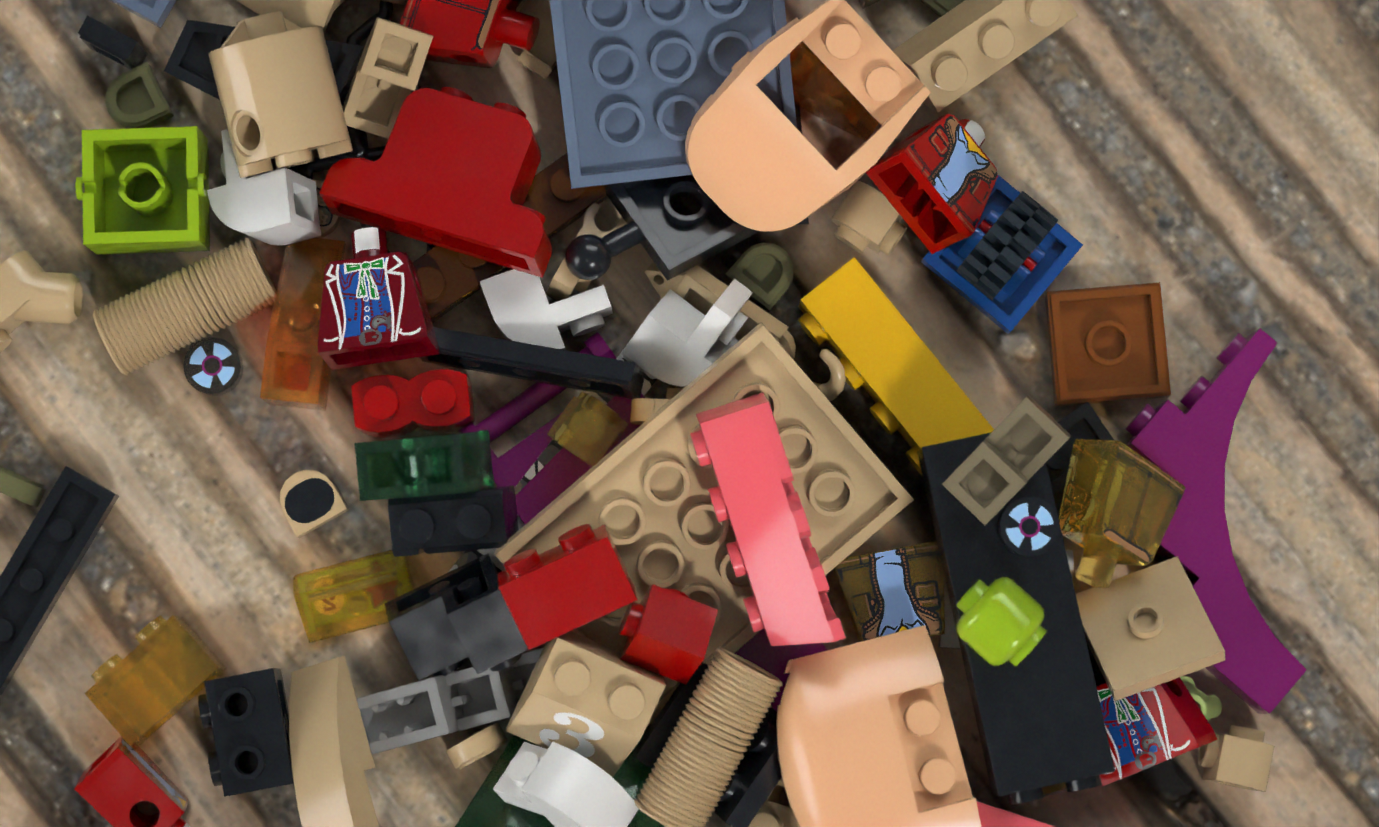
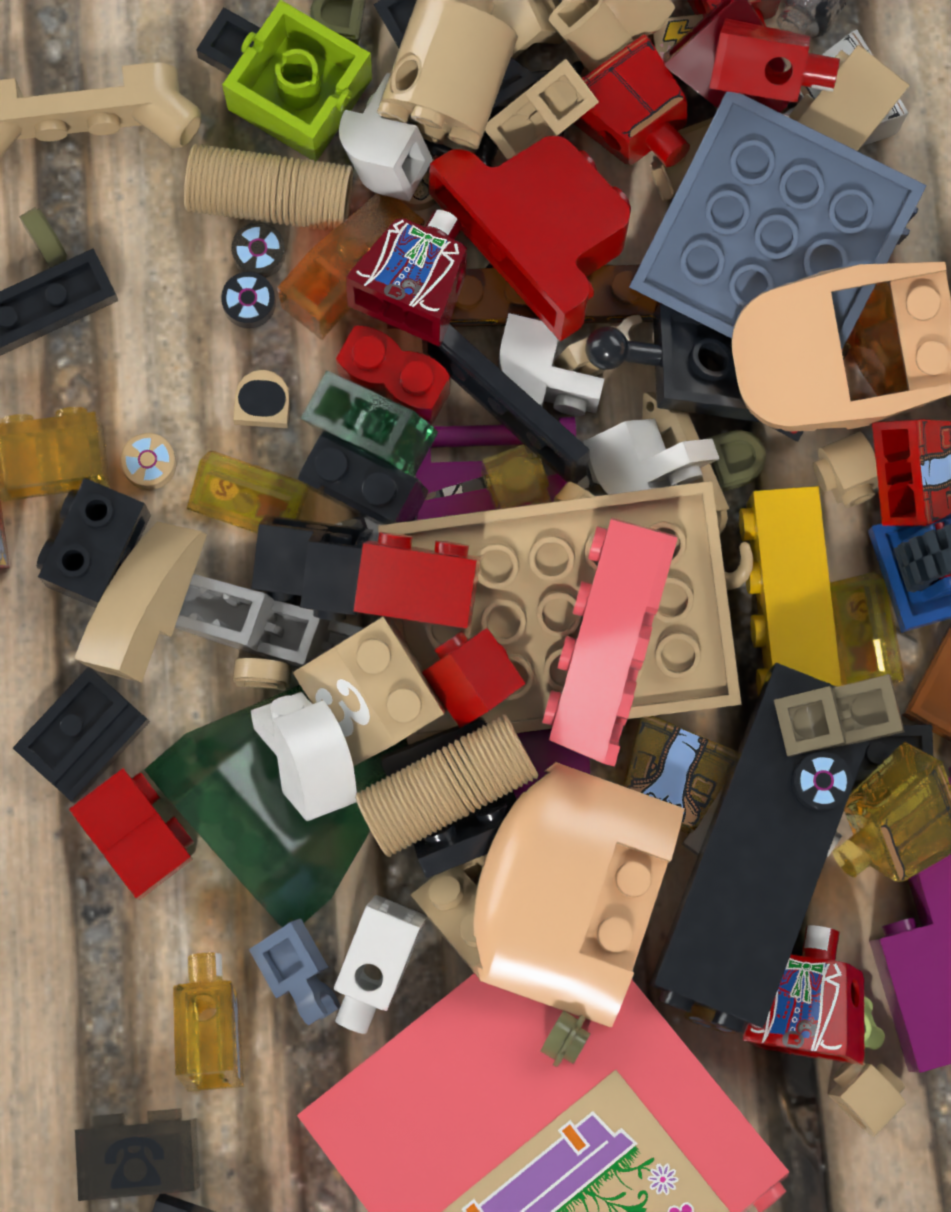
camera: 30 degrees right, 5 degrees down
(55, 192) = (224, 41): none -> black plate
(235, 418) = (248, 300): none -> black tile
(246, 623) = (148, 461): none -> tan tile
(976, 355) = (865, 629): none -> clear yellow slope
(1000, 621) = (749, 838): lime head -> none
(1148, 629) = (865, 934): tan plate -> none

